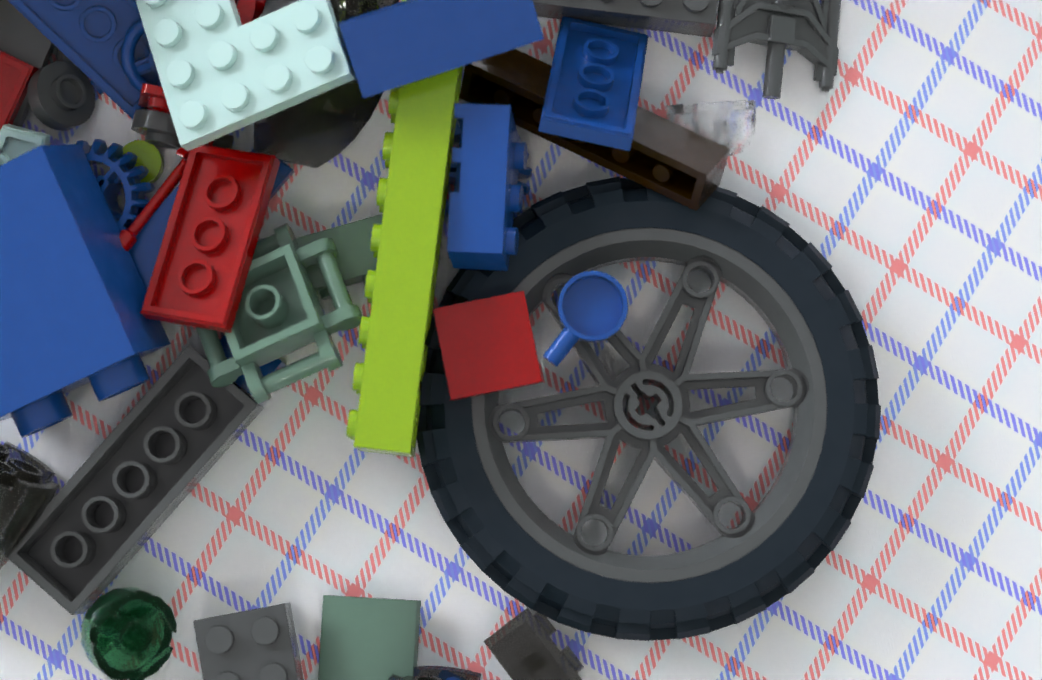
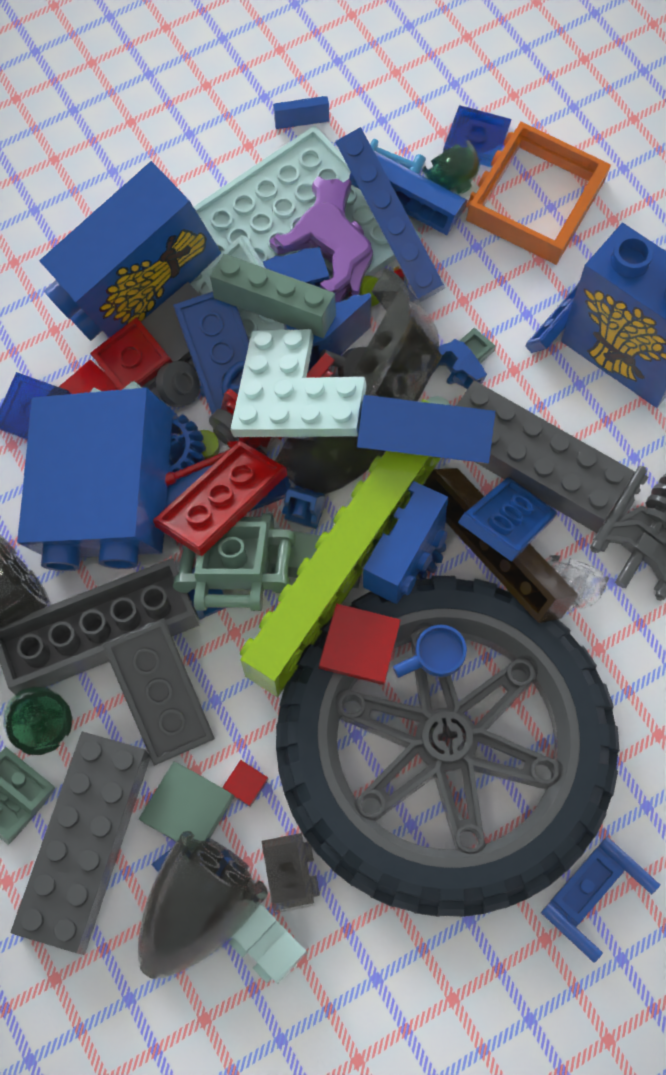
camera: 30 degrees right, 15 degrees down
(259, 521) = (158, 691): none -> dark grey tile
(318, 186) = (304, 506): none -> blue hand
(425, 578) = (245, 783): none -> red tile
(895, 498) = (586, 889): none -> blue plate

